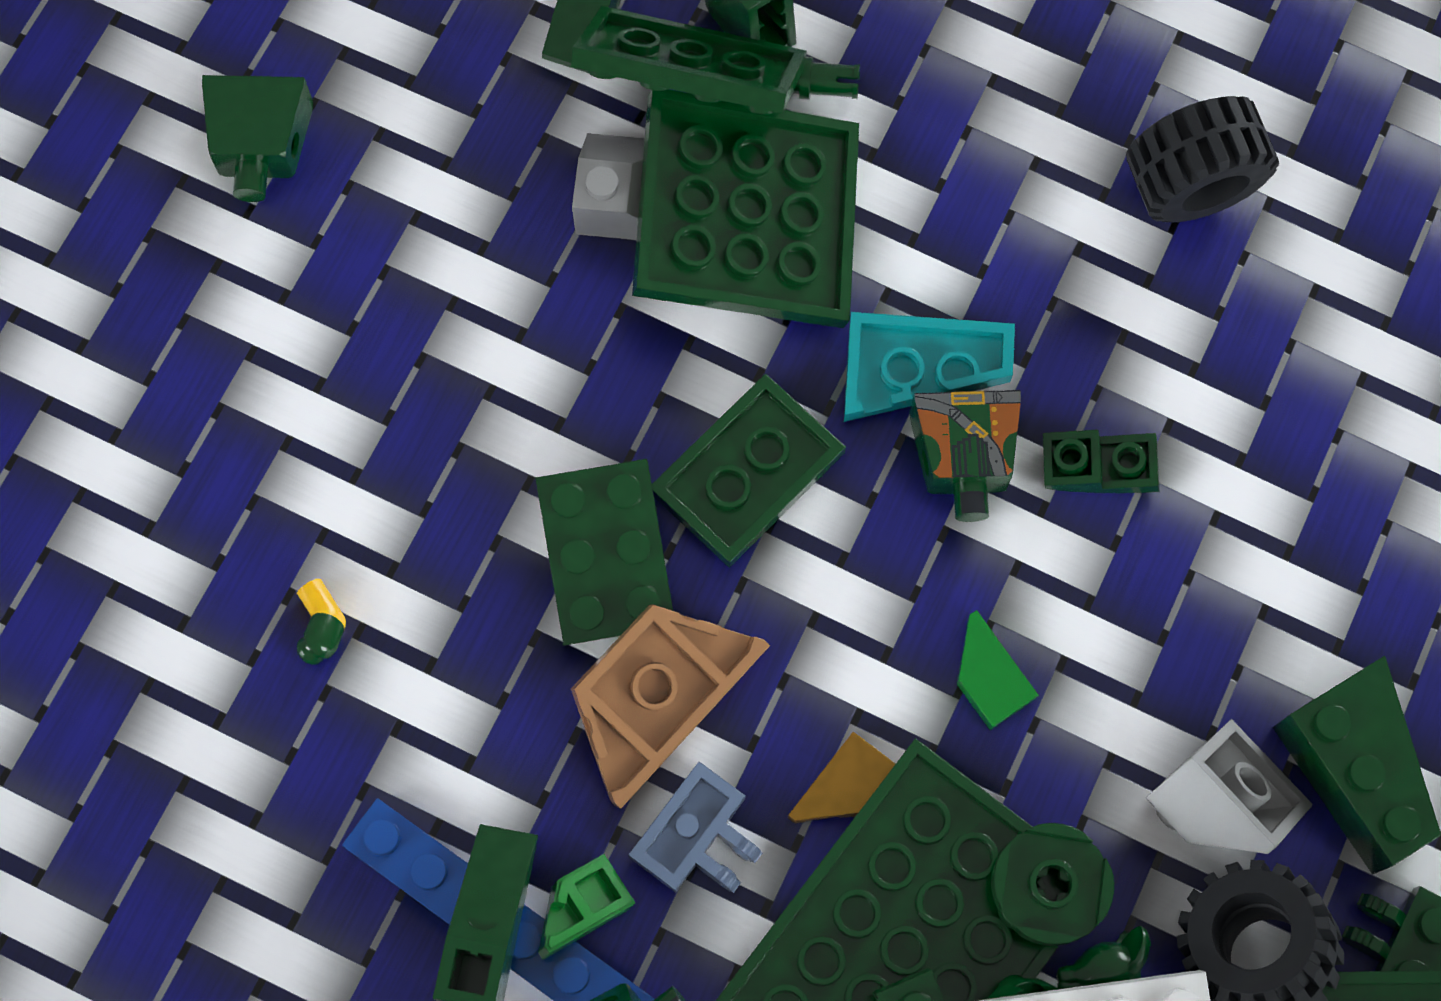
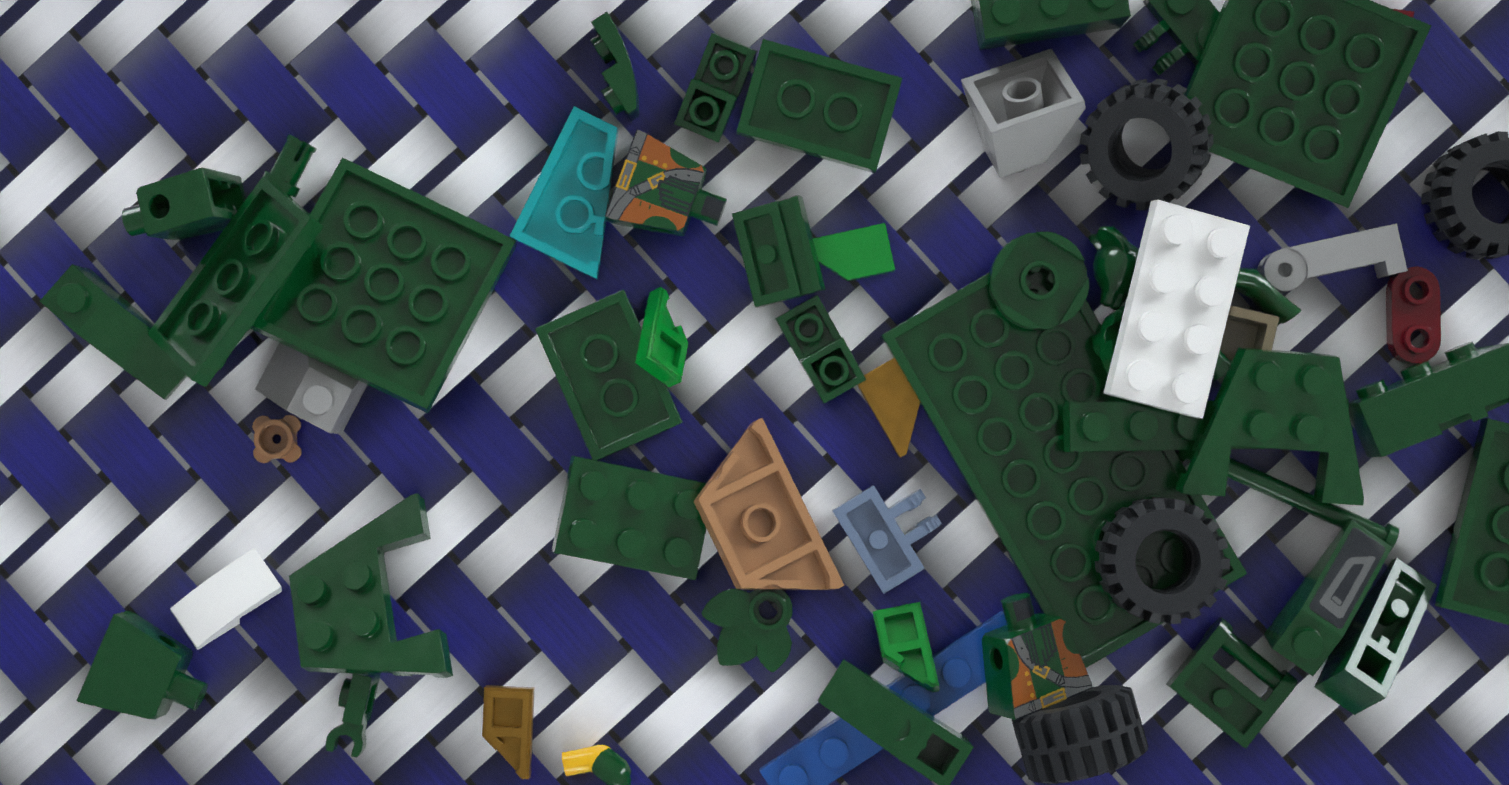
camera: 60 degrees left, 15 degrees up
(298, 350) = (358, 700): none -> dark green plate
(331, 515) = (509, 724): none -> pearl gold tile
(362, 180) = (225, 598): none -> white slope
(400, 297) = (347, 609): none -> dark green wing
(528, 726) = (747, 631): none -> dark green plate
(541, 157) = (266, 429): none -> medium nougat plate
(805, 508) = (661, 344): none -> green tile
(871, 680) = (820, 349): none -> dark green slope
(956, 592) = (778, 251): none -> dark green plate
(1071, 357) = (620, 78): none -> dark green slope
(1132, 576) = (819, 106): none -> dark green plate

